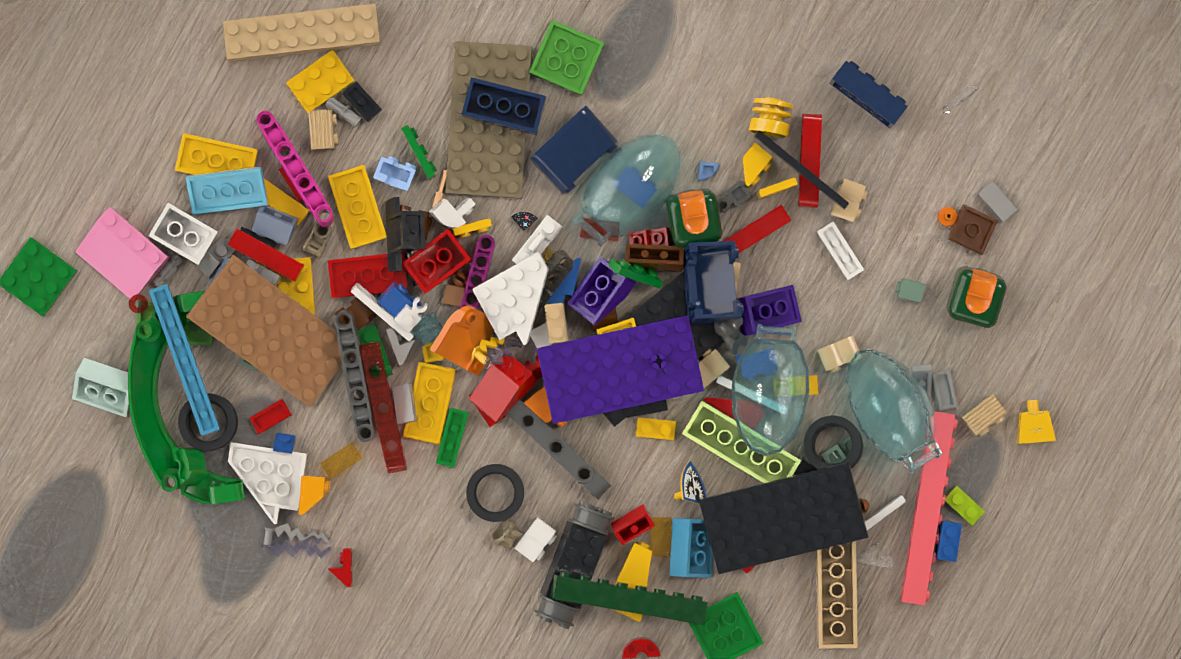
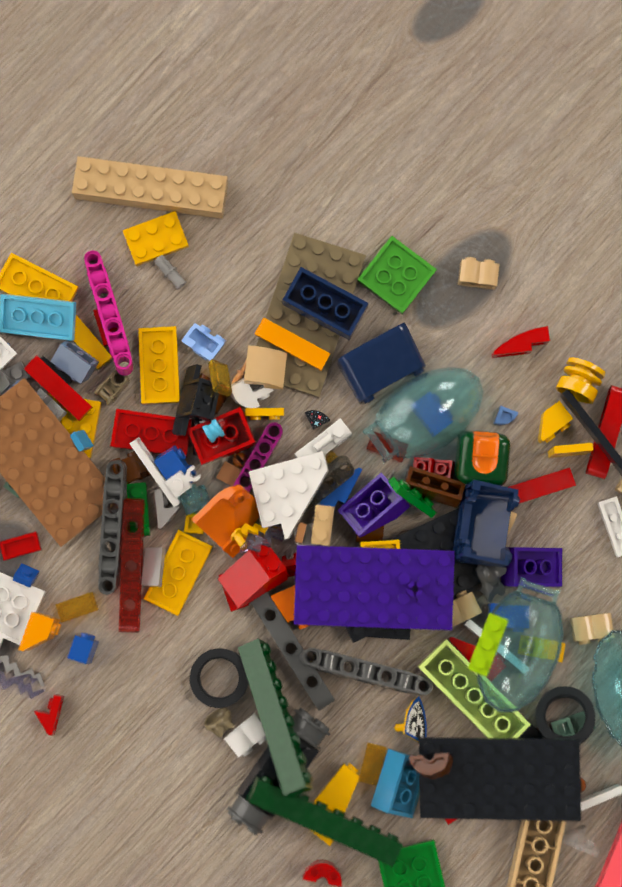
camera: 10 degrees right, 5 degrees down
(303, 300) = (81, 440): none -> dark azure tile
(322, 130) = (145, 283): tan brick -> none
(358, 497) = (83, 648): none -> blue brick
(362, 101) = (190, 267): black plate -> none
(419, 151) = (233, 327): green plate -> none
(420, 205) = (220, 377): none -> clear yellow tile
(428, 258) = (213, 430): none -> medium azure wheel
(452, 437) = (191, 612): green plate -> none
(462, 183) = (265, 367): none -> tan slope
(482, 153) = (292, 344): none -> light orange tile
(537, 335) = (300, 533): none -> medium nougat tile
(557, 515) = (275, 718): none -> brick
(632, 524) = (347, 745): red brick -> none
(633, 451) = (366, 671): none -> dark grey beam
(646, 36) = (478, 274): none -> tan brick
(655, 428) = (393, 655): yellow plate -> none
(706, 94) = (523, 343): none -> red slope
(719, 524) = (434, 768): none -> reddish brown cylinder
(736, 194) = (528, 446): dark grey plate -> none
(740, 396) = (488, 644): none -> lime plate

